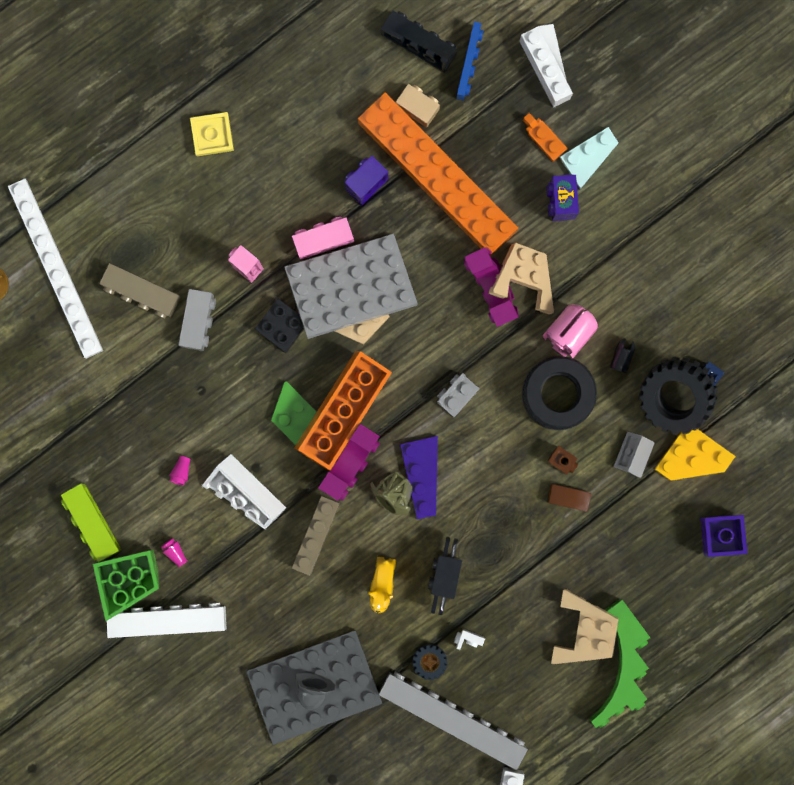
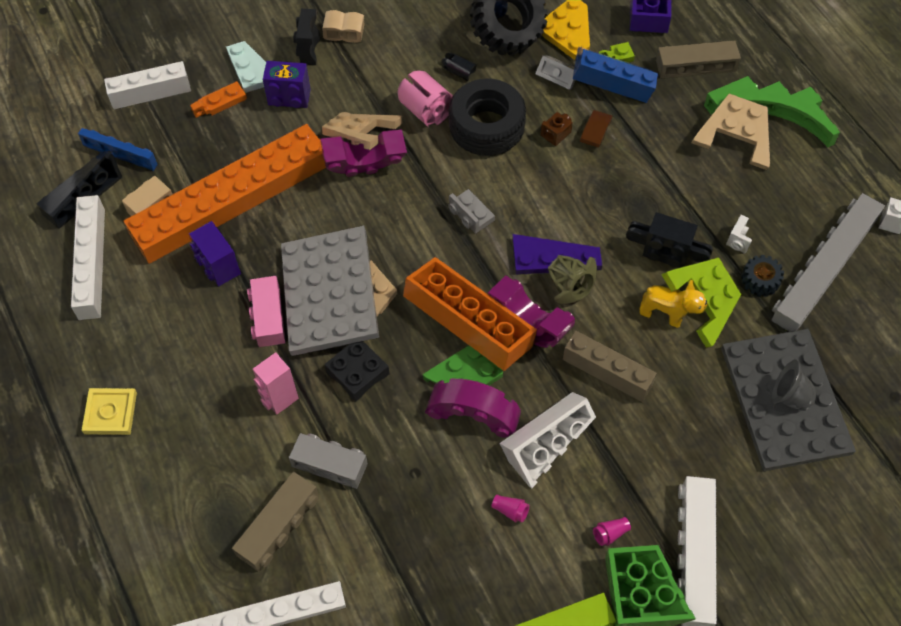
camera: 80 degrees left, 25 degrees down
(258, 427) = (477, 401): none -> magenta brick
(351, 71) = (88, 258): none -> white brick
(403, 619) = (718, 289): none -> lime wing
(633, 202) = (306, 36): none -> black brick
(634, 508) = (614, 75): none -> blue slope
(652, 234) = (343, 26): none -> tan brick
(667, 511) = (621, 52): none -> lime plate
(670, 588) = (698, 59): none -> dark tan brick

